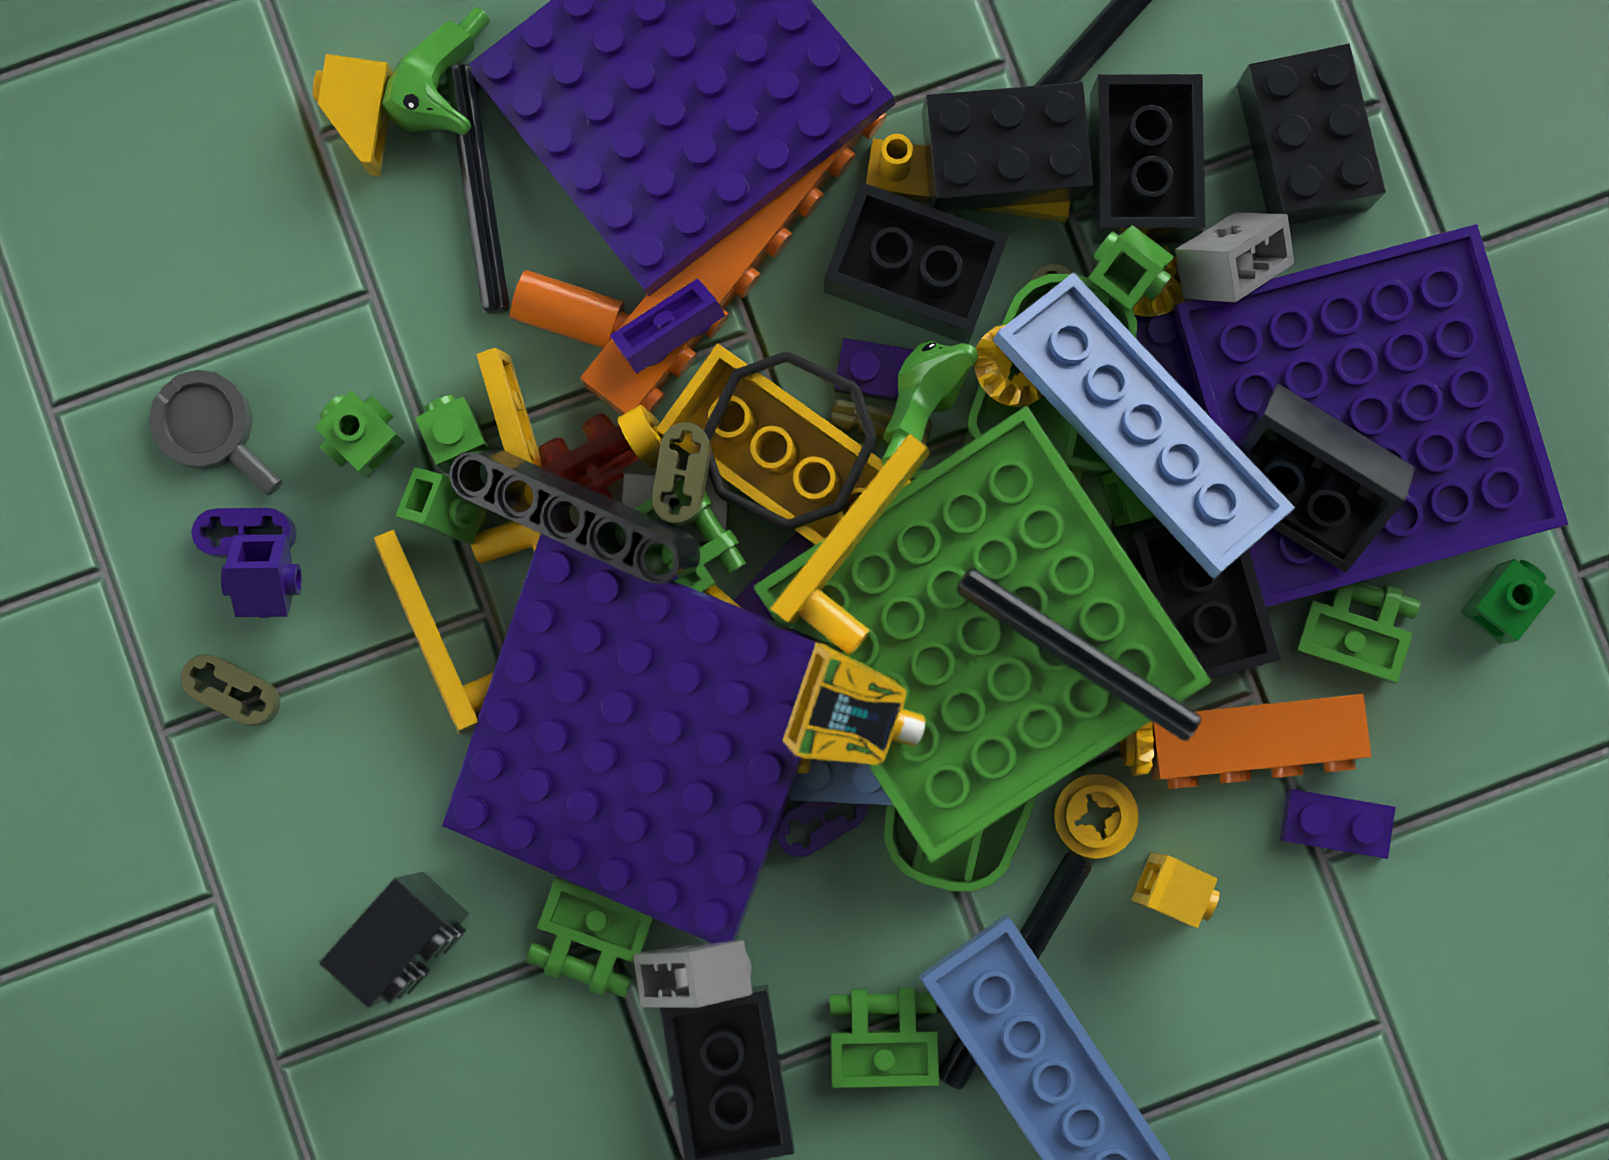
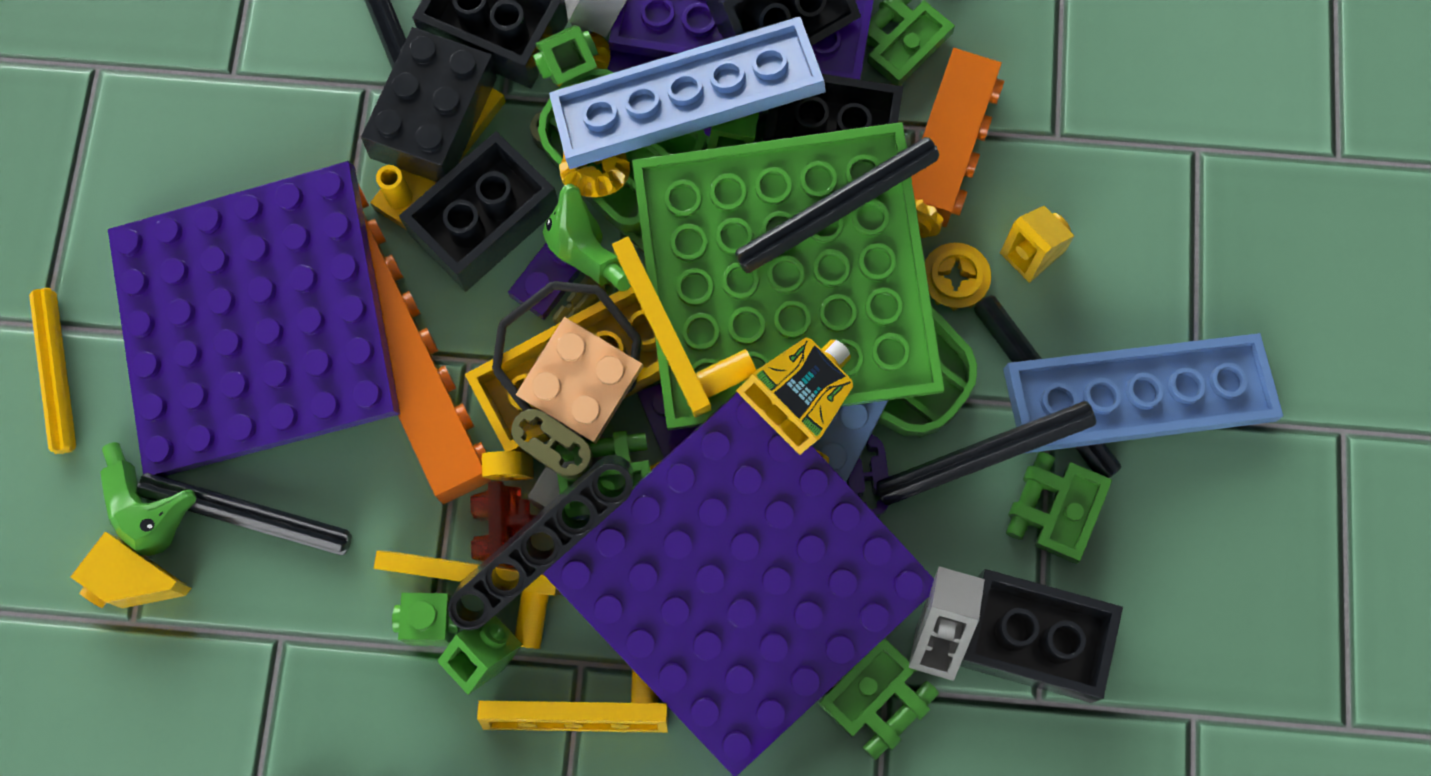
camera: 60 degrees left, 10 degrees down
(370, 445) = (401, 698): bright green brick -> none
(566, 309) = (377, 484): orange brick -> none
(667, 326) = (431, 406): dark purple plate -> none
(763, 468) = (579, 380): none -> light nougat plate
(895, 938) = (986, 453): none -> black axle
(1337, 823) = (1037, 114): dark purple plate -> none

